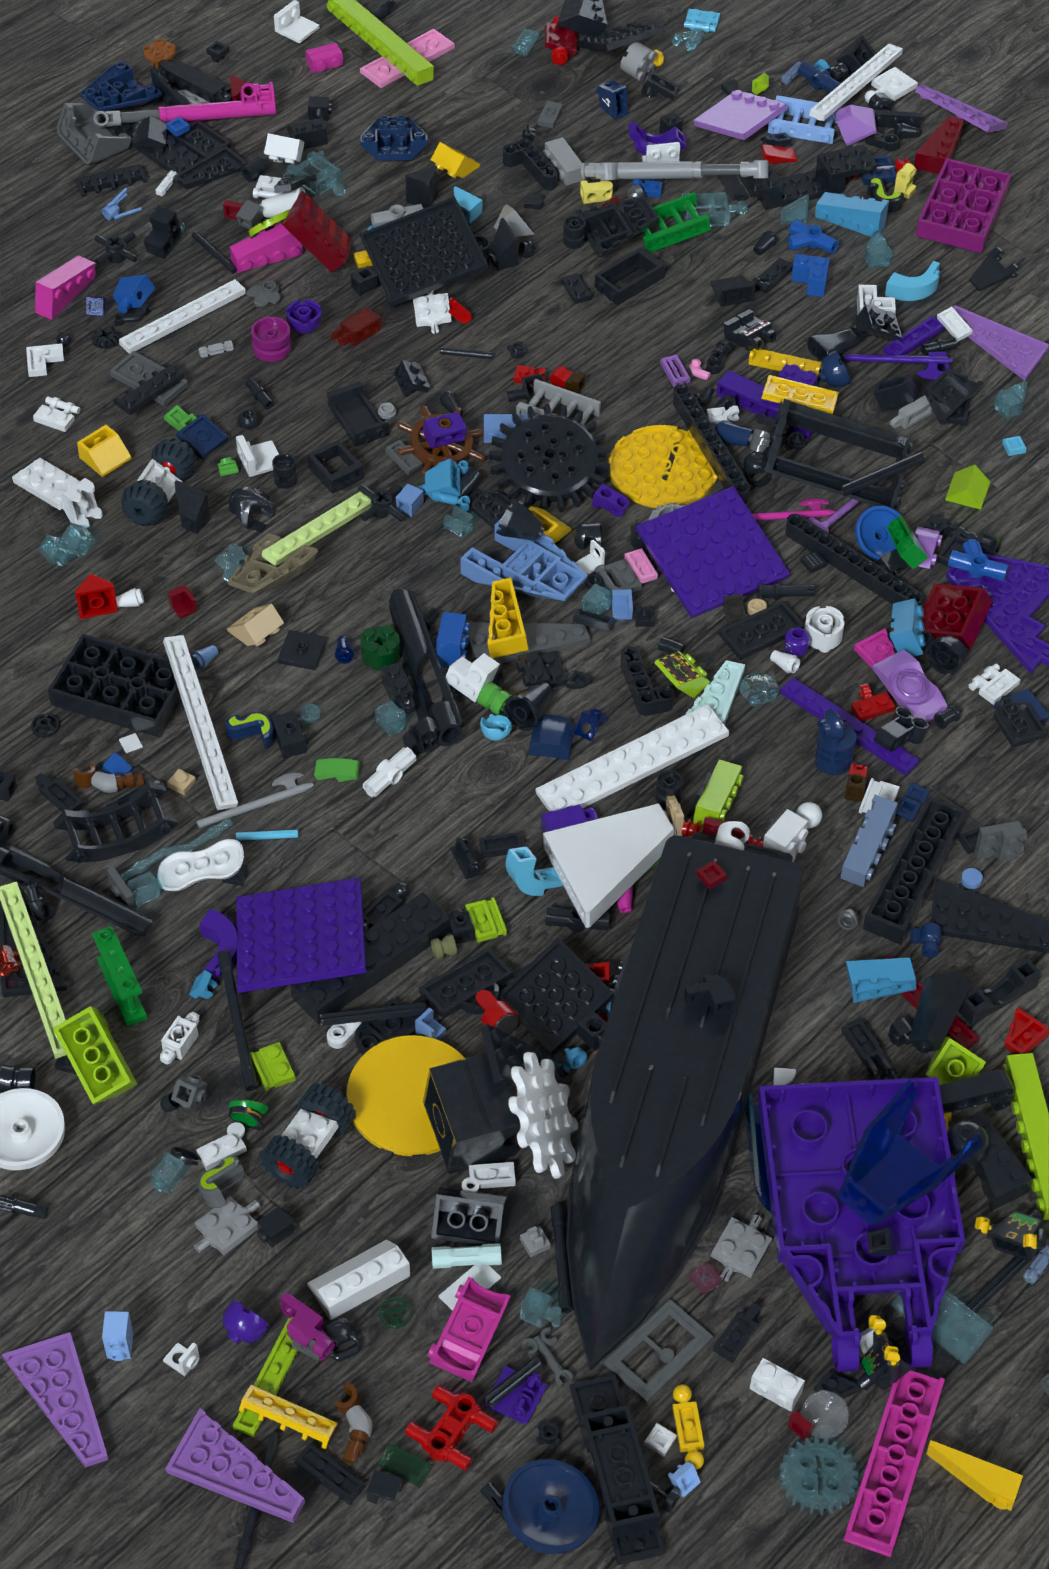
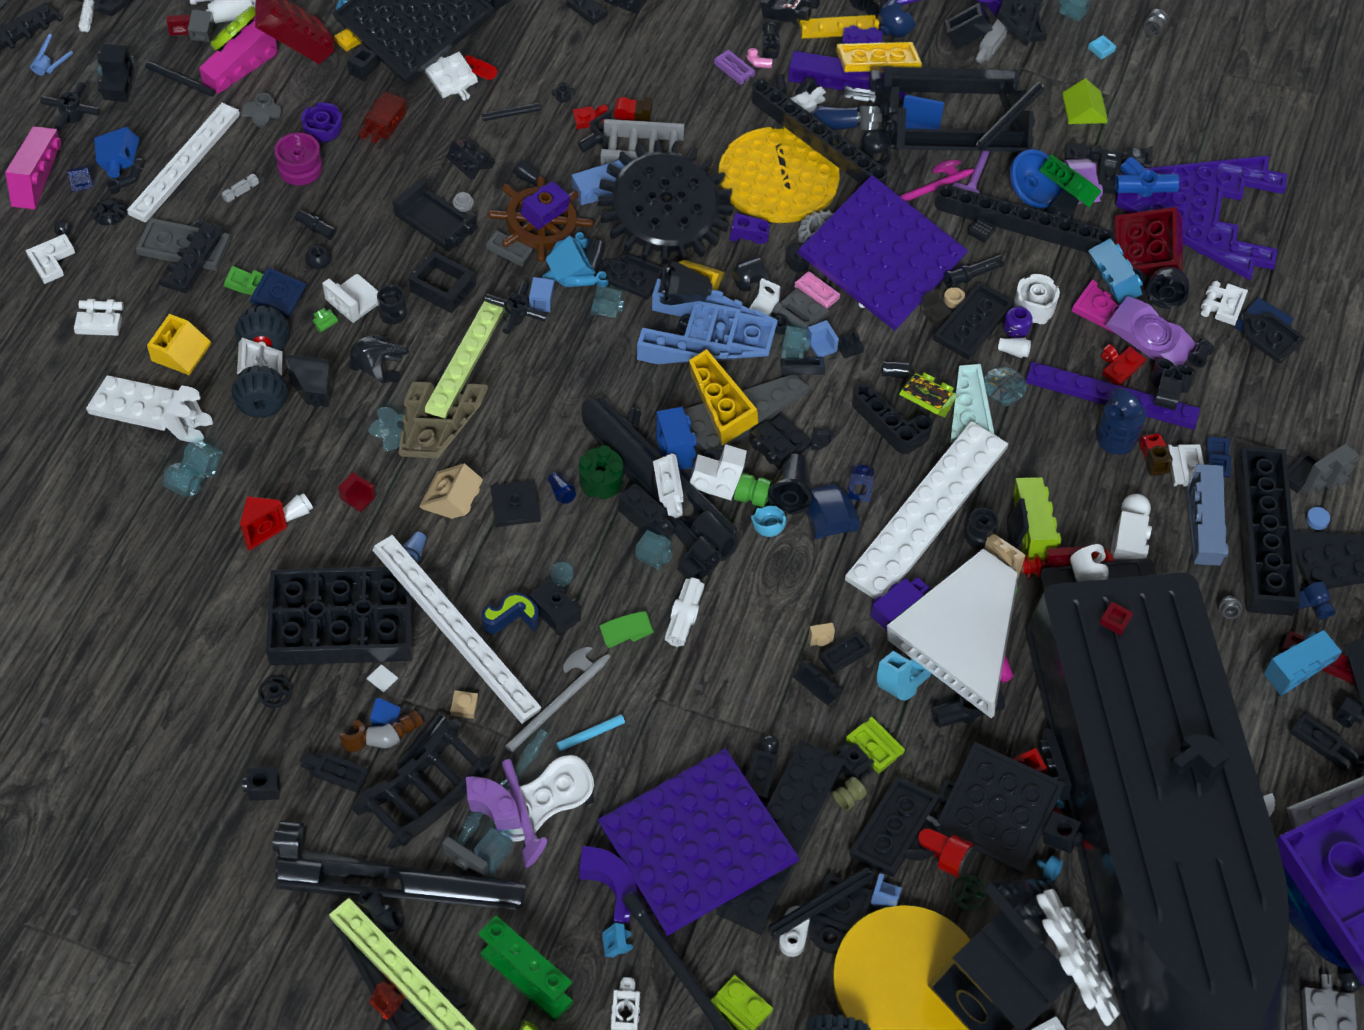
camera: 25 degrees left, 5 degrees up
(160, 853) = (493, 801): none -> medium lavender brick
(175, 891) = (534, 846): none -> medium lavender piece
(426, 672) = (669, 484): none -> white hinge
(489, 824) = (821, 634): none -> tan plate
(810, 451) = (922, 113): none -> blue bracket

